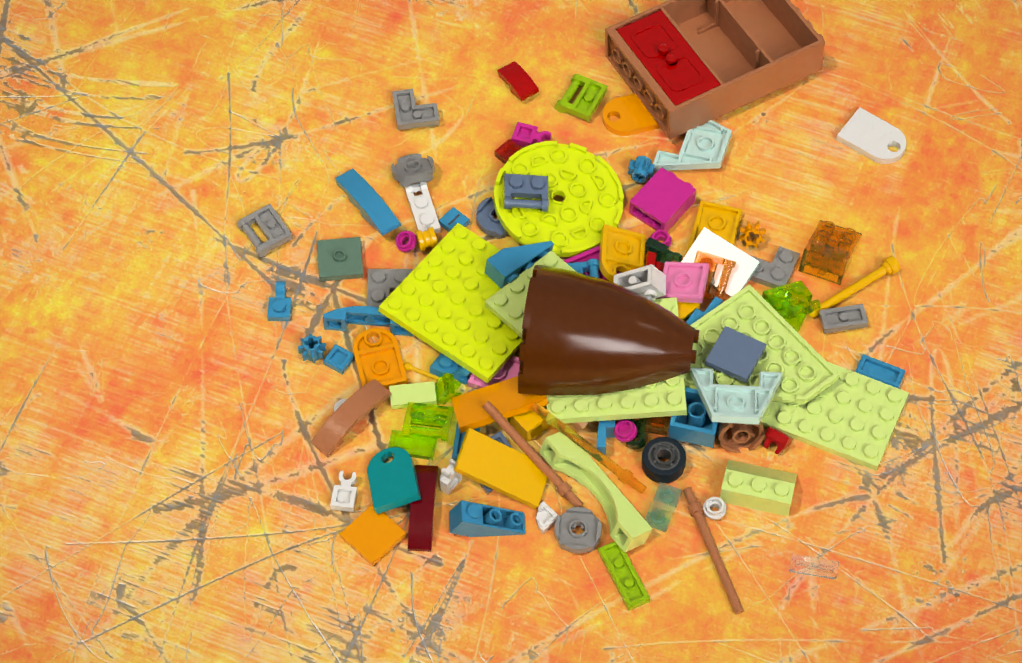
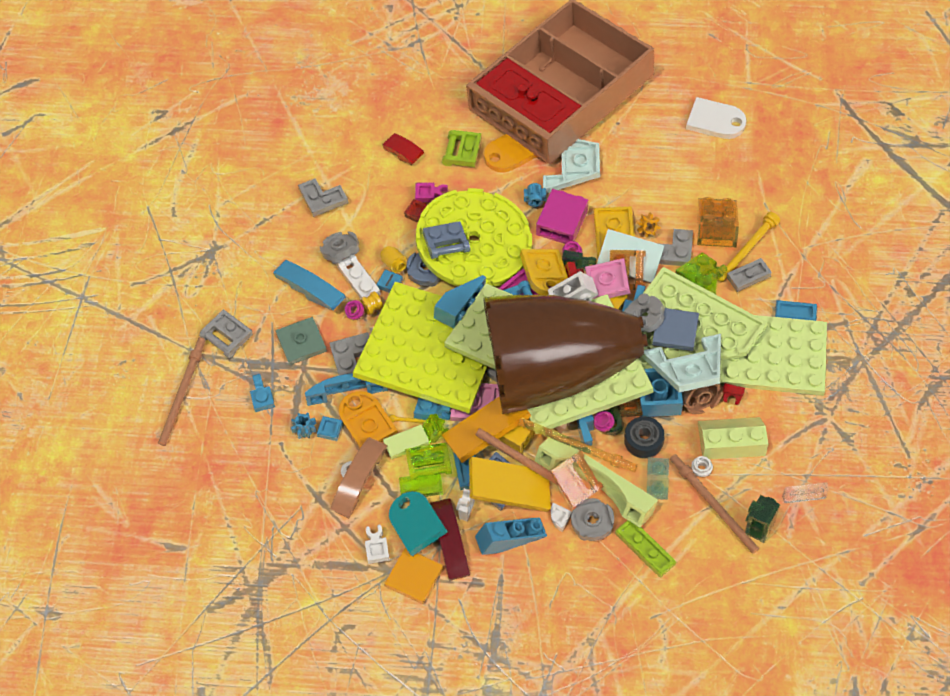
camera: 15 degrees left, 0 degrees up
(224, 247) = (194, 357): none -> nougat bar
(465, 198) = (393, 259): none -> yellow brick
(566, 486) = (571, 483): none -> clear orange plate
(718, 325) = (652, 306): none -> light grey plate
(755, 578) = (761, 518): none -> clear green brick

